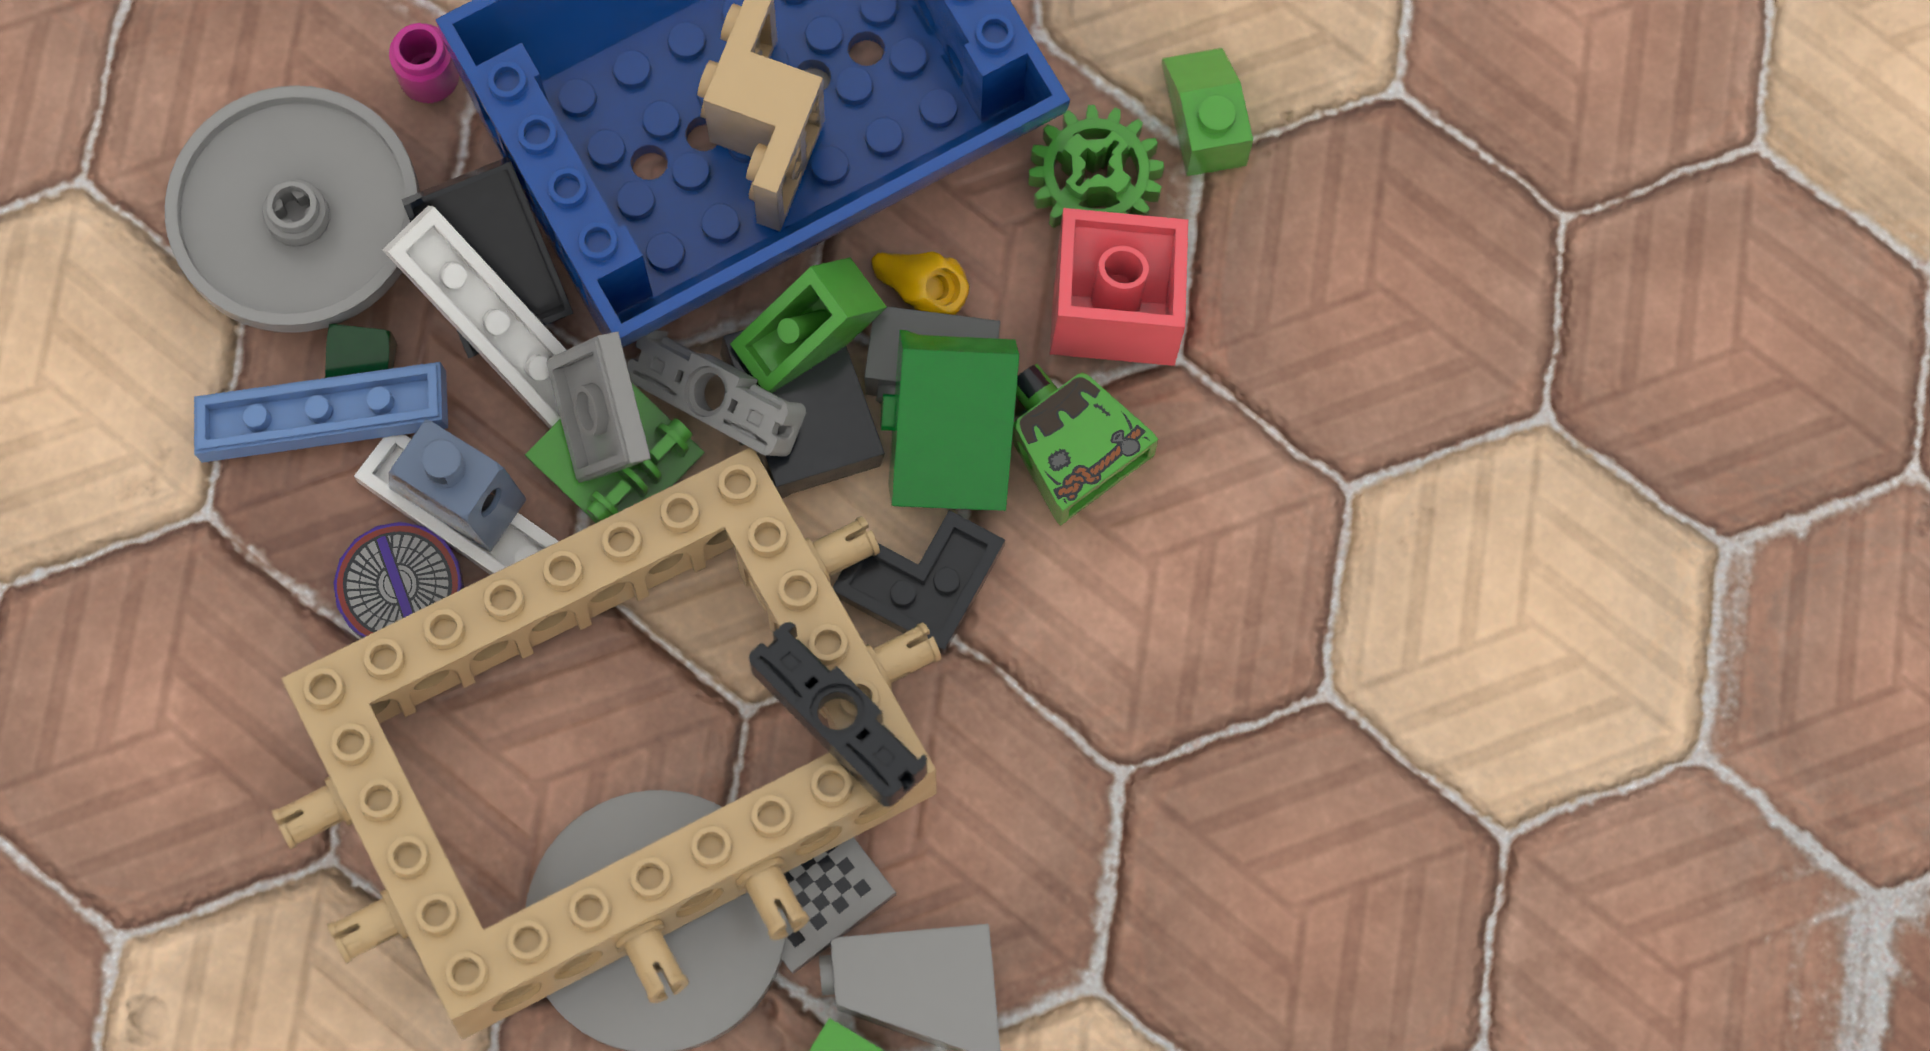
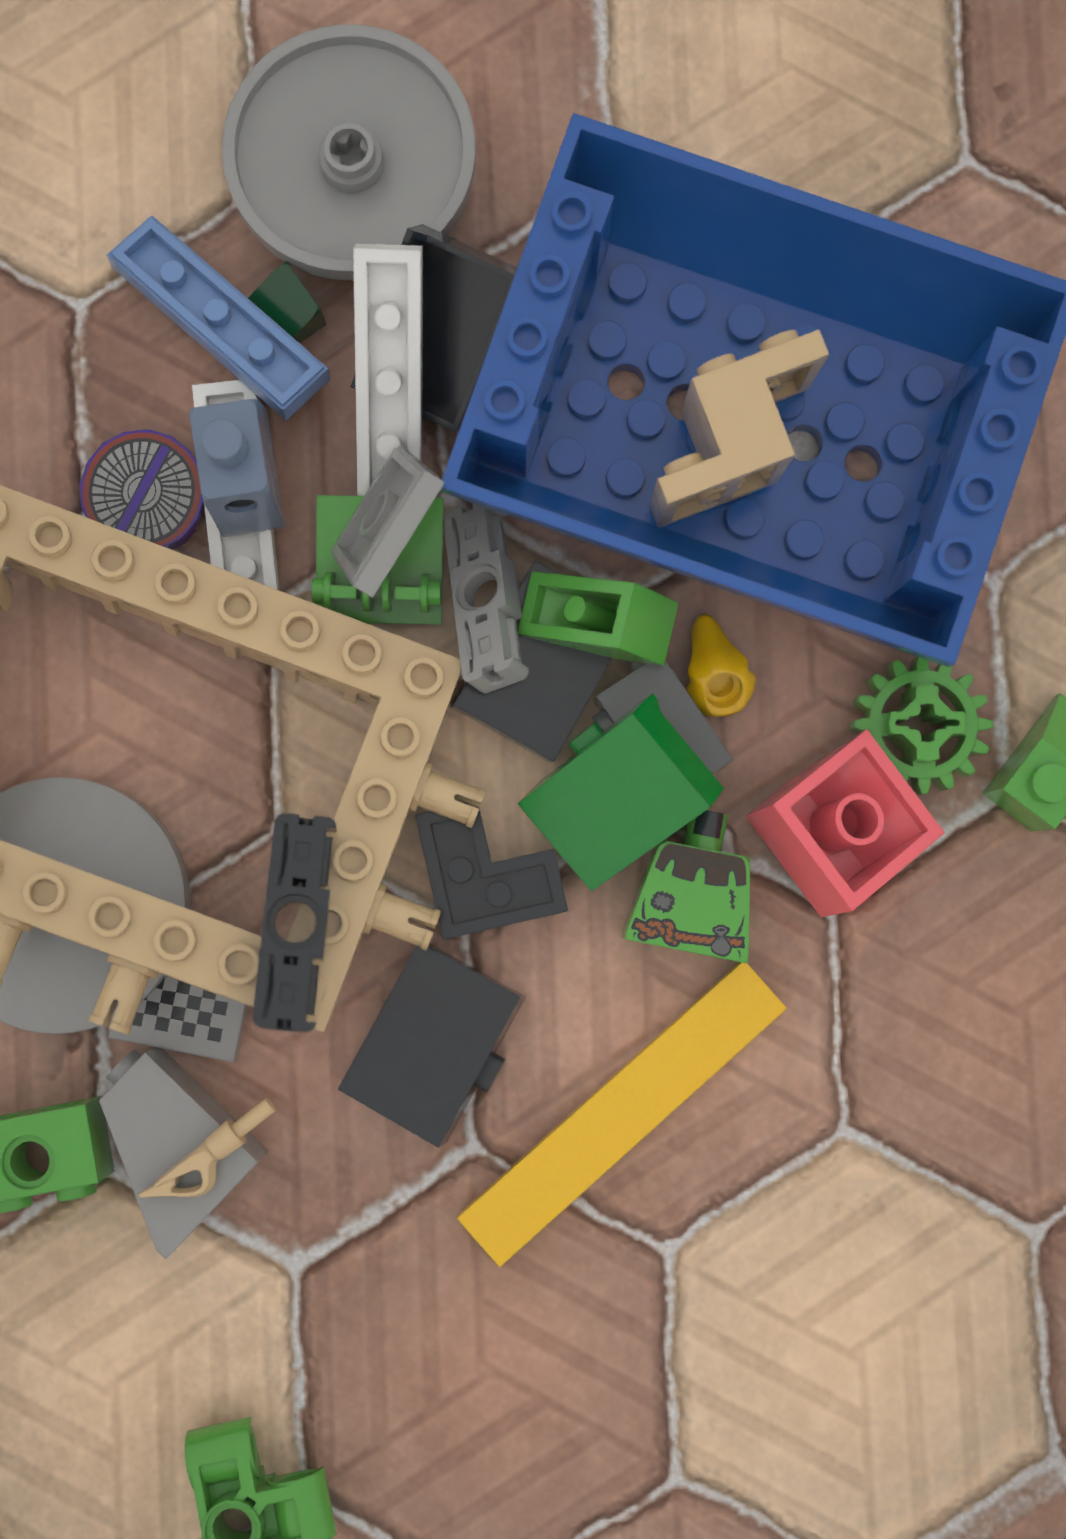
camera: 50 degrees right, 10 degrees up
(423, 63) = (541, 137): dark pink brick -> none
(950, 937) = (204, 1158): none -> tan hand
(1015, 726) = (433, 1044): none -> black container
(1191, 637) = (620, 1113): none -> yellow tile

